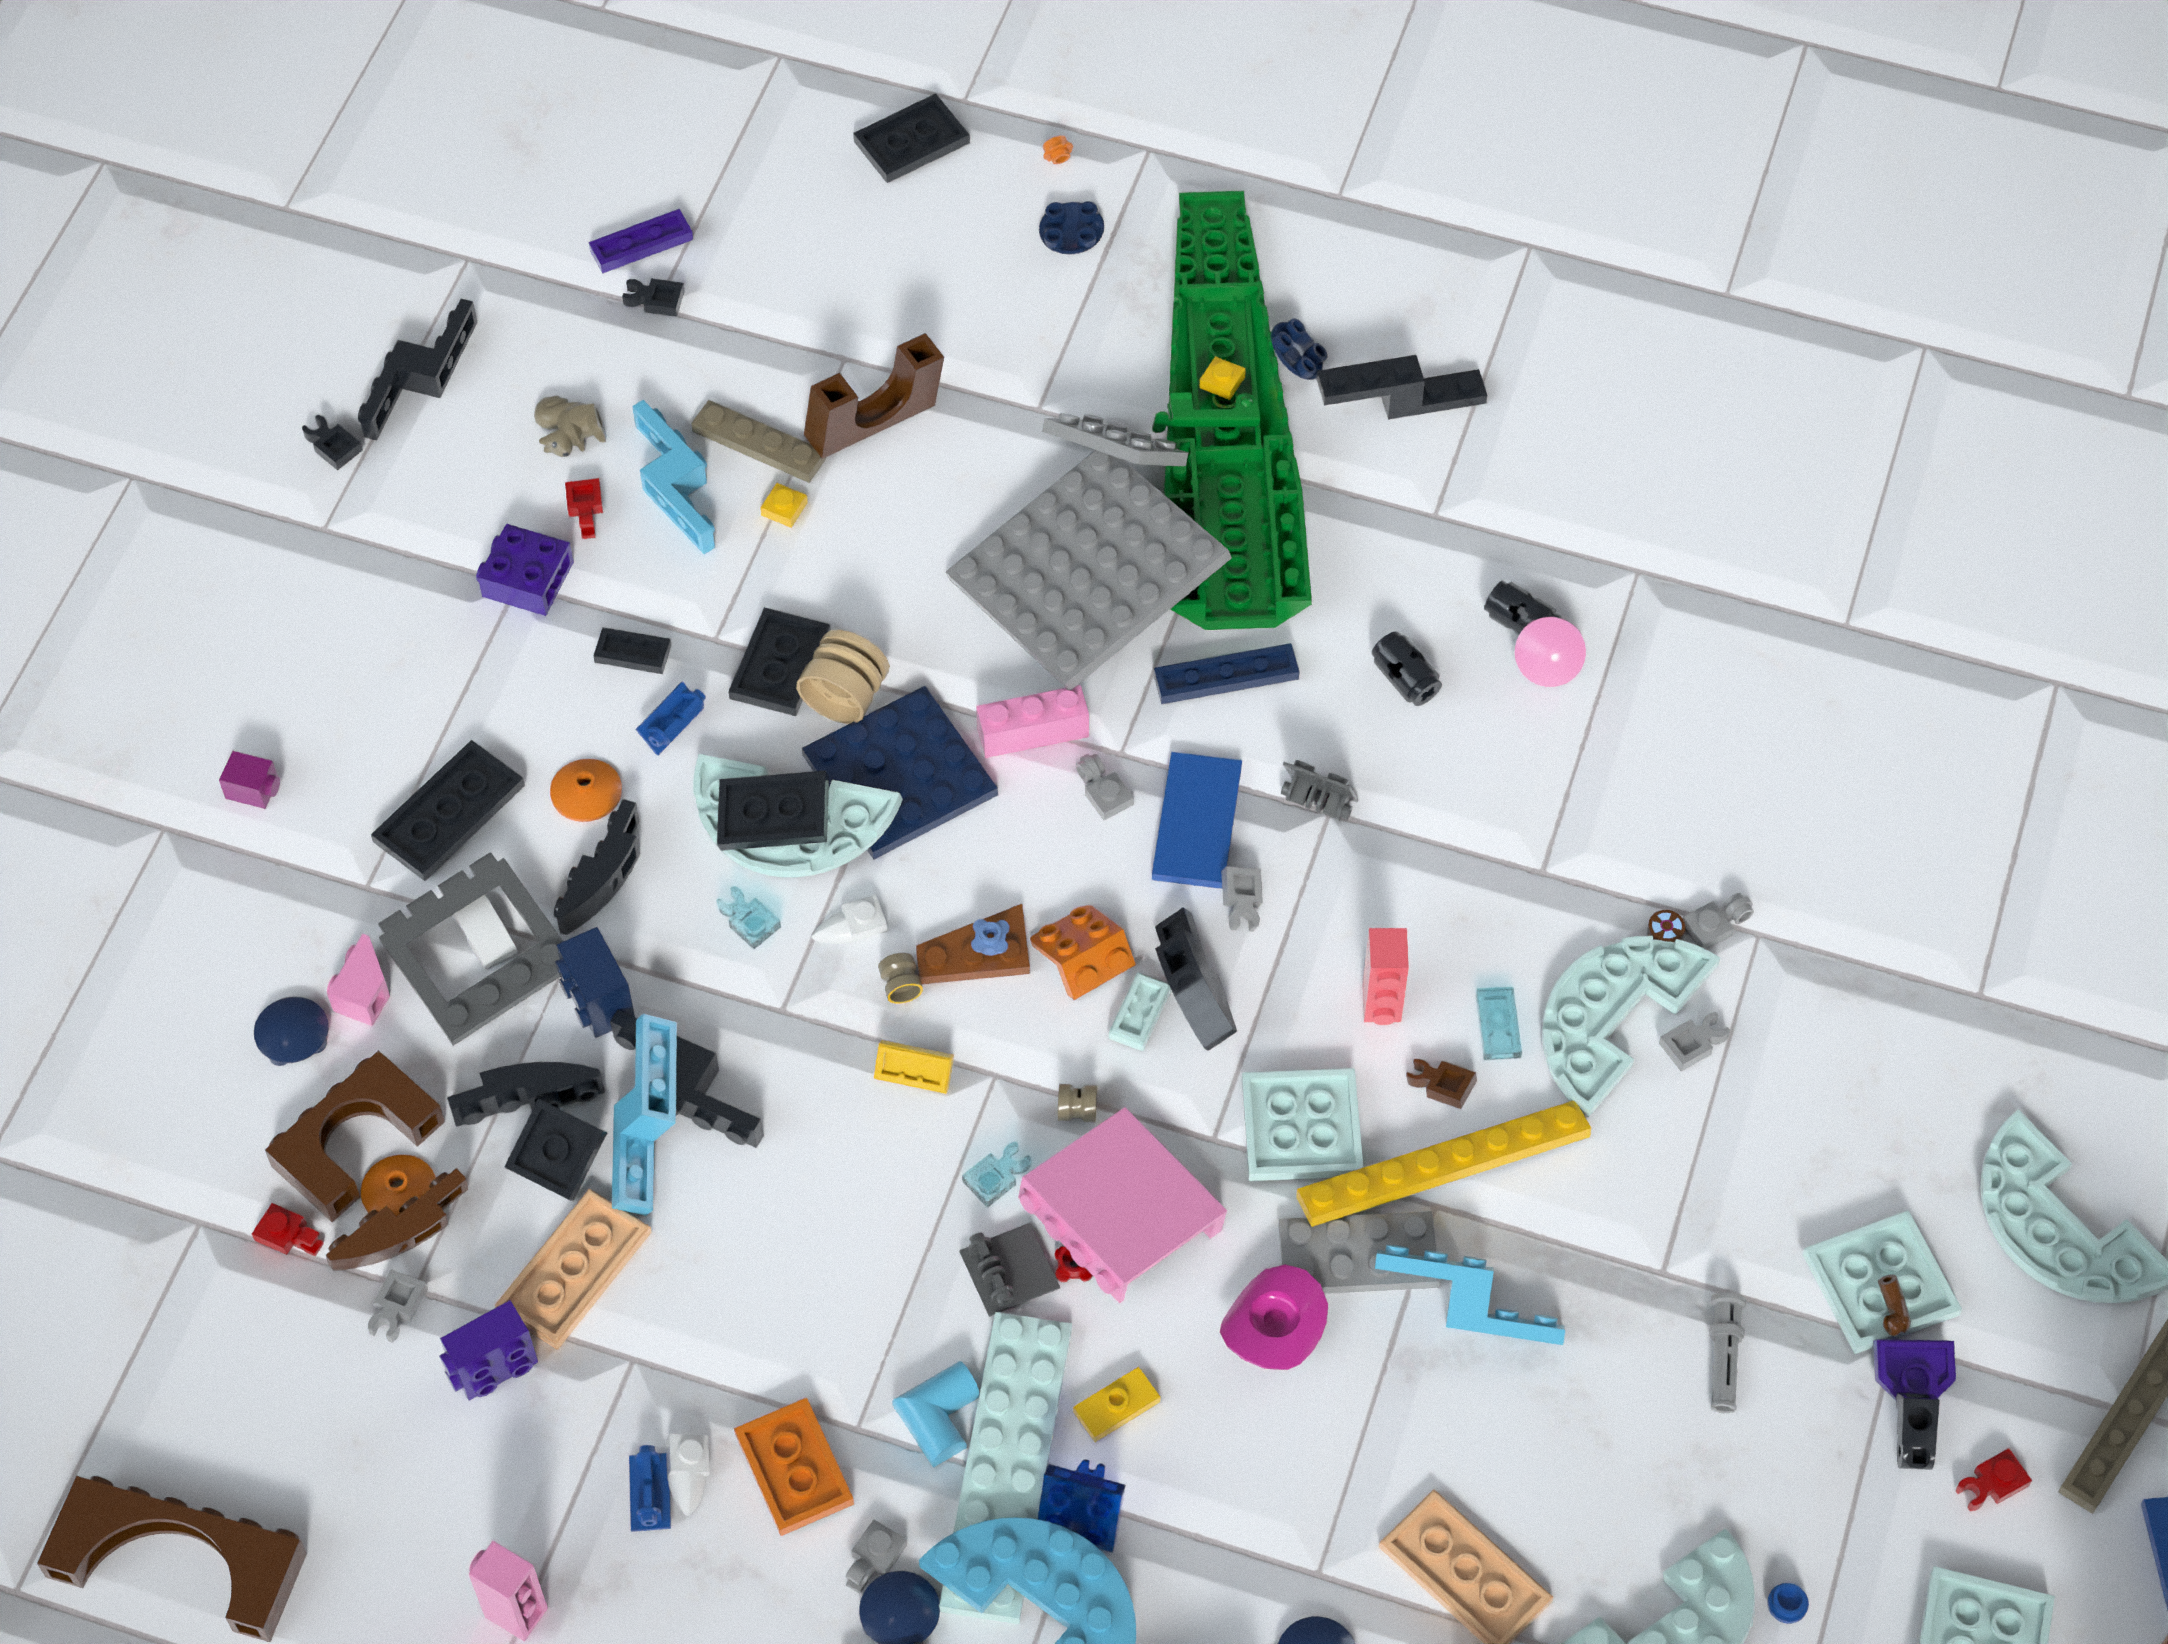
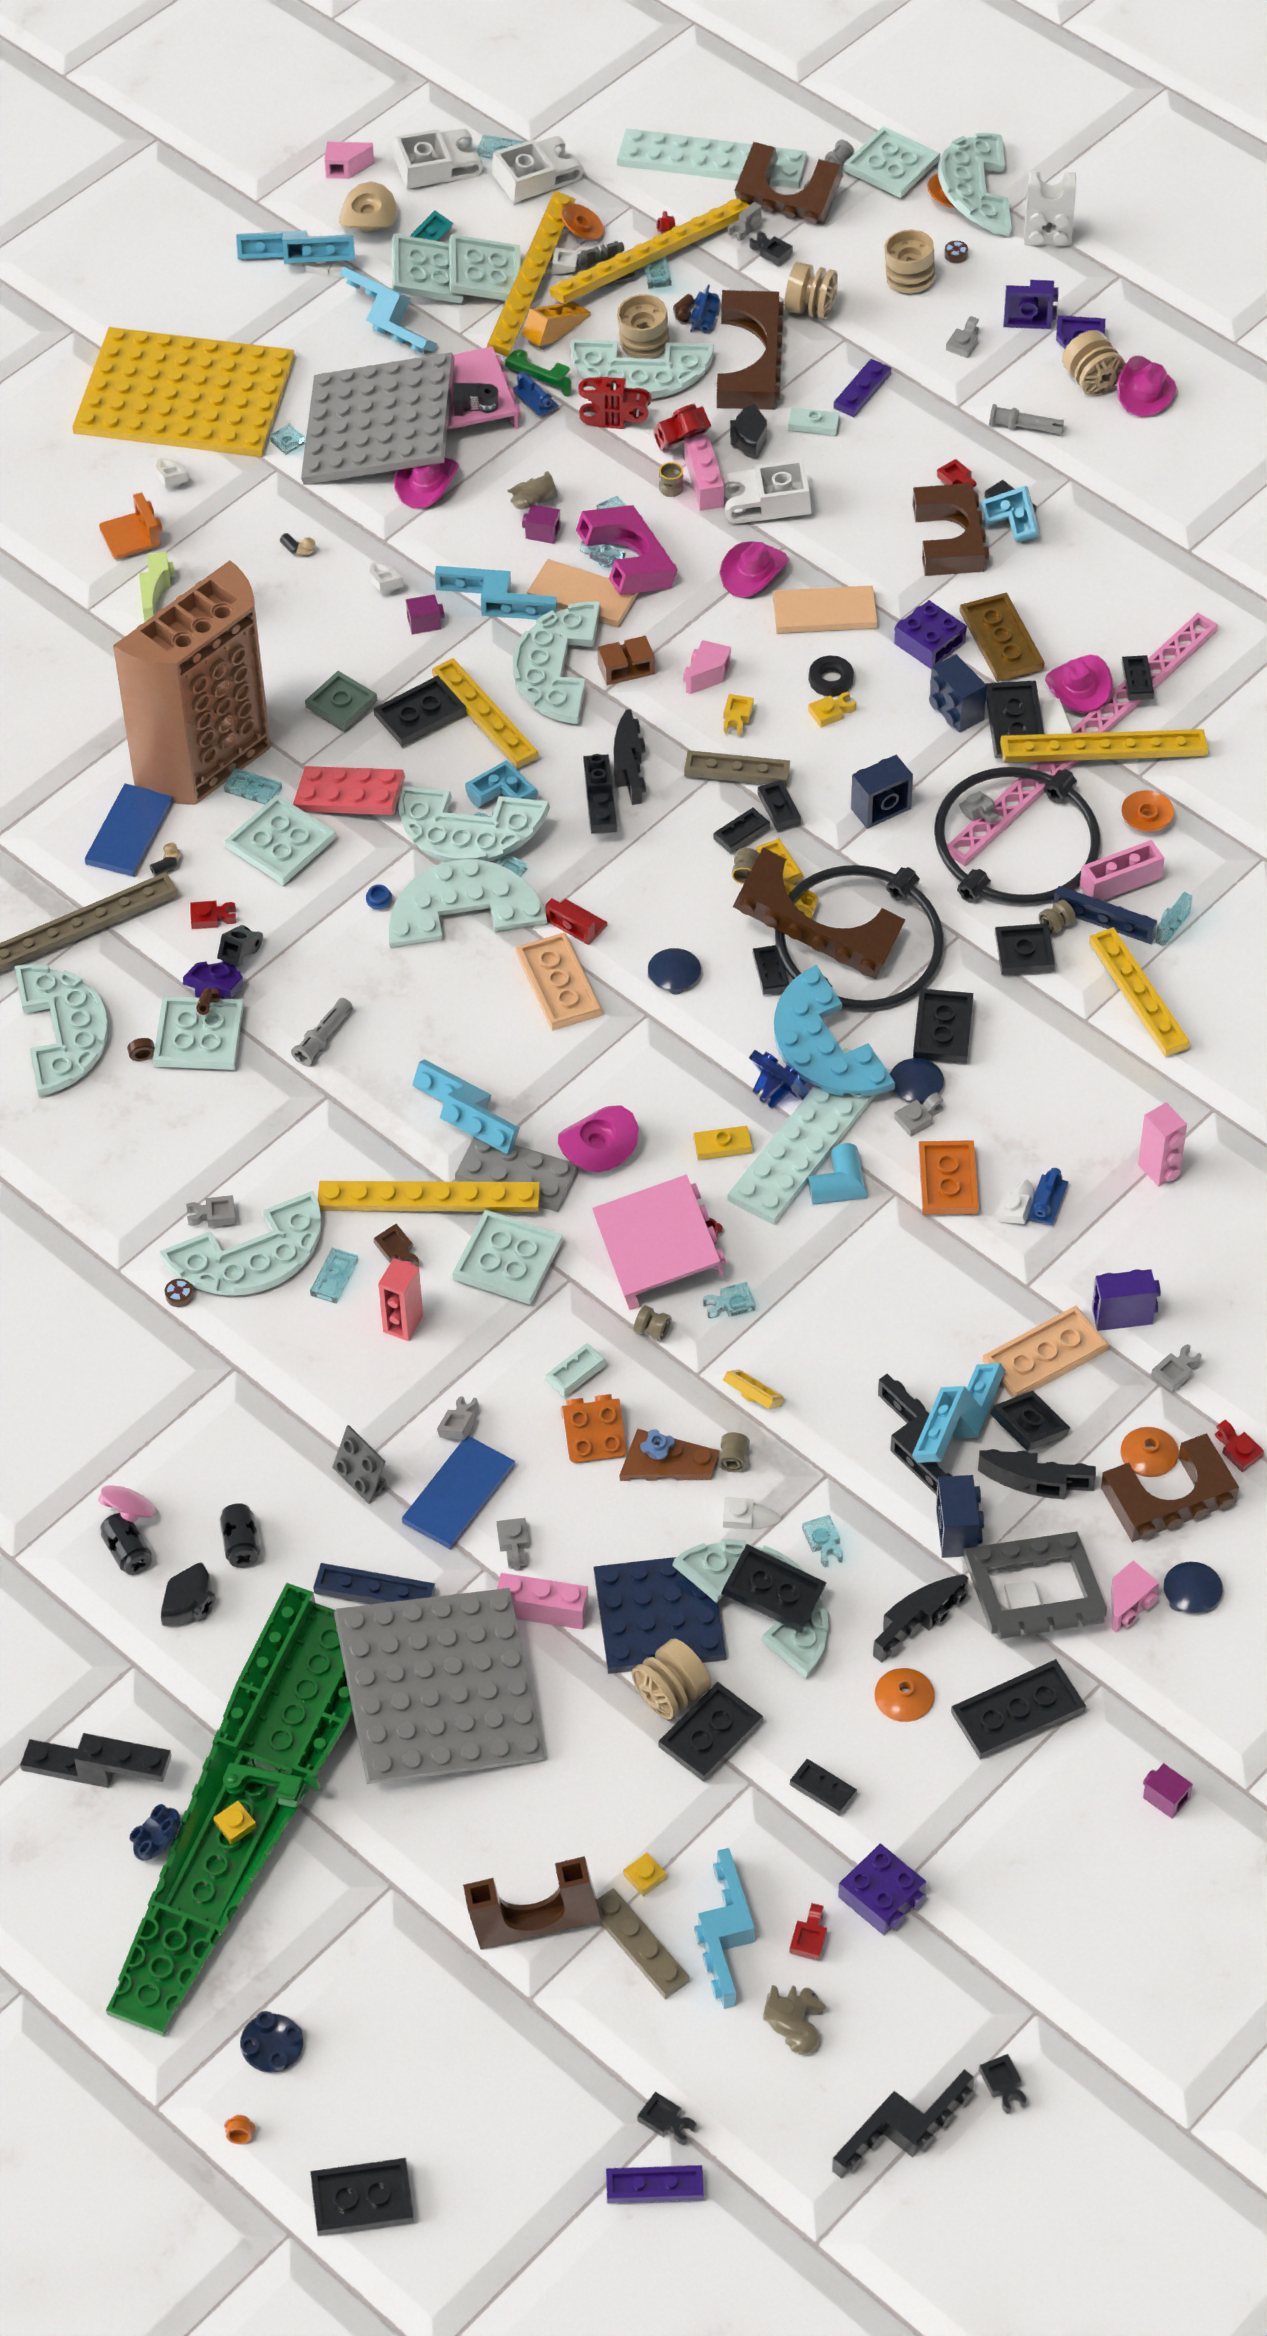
camera: 155 degrees left, 5 degrees down
(387, 1236) = (1163, 1408): reddish brown slope -> none
(671, 717) = (827, 1709): blue hinge -> none
(1008, 1268) = (751, 1243): dark grey hinge -> none
(1115, 440) = (359, 1779): light grey plate -> none
(1192, 981) = (530, 1372): black slope -> none
(1419, 586) = (187, 1596): none -> black piece
(1711, 925) = (147, 1285): light grey plate -> none
(1935, 1223) = (141, 1049): none -> reddish brown tile
(2108, 1540) = (169, 860): none -> black arm

